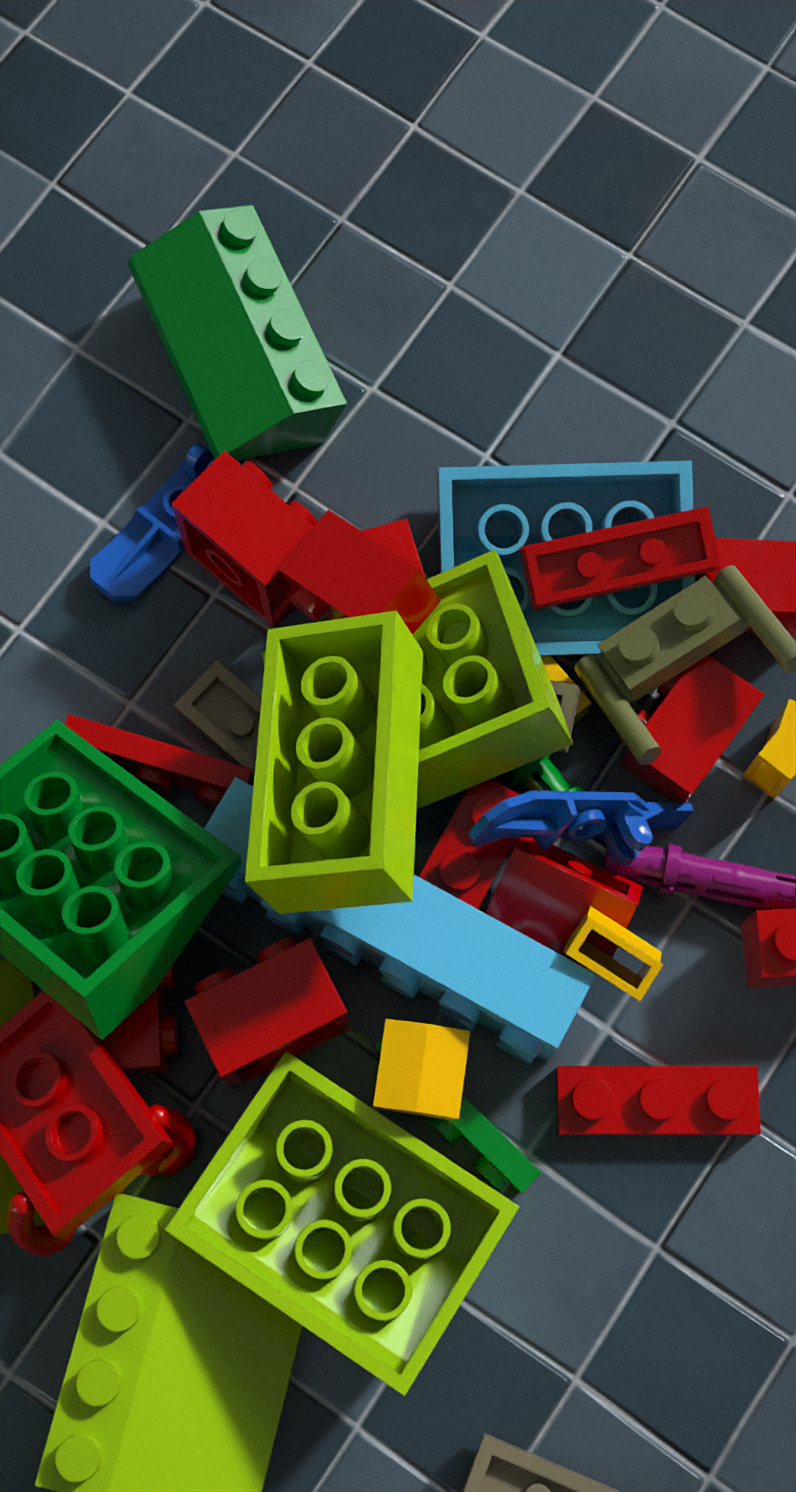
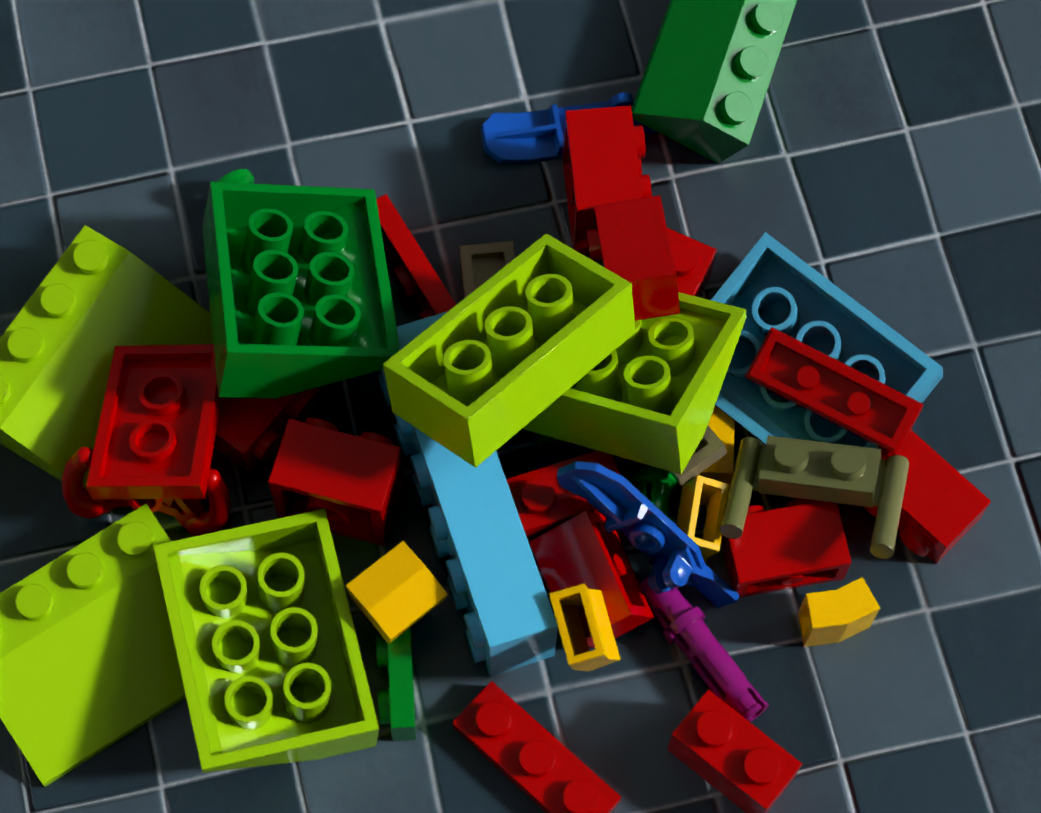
camera: 40 degrees right, 5 degrees down
(601, 760) = (714, 496): none -> yellow piece

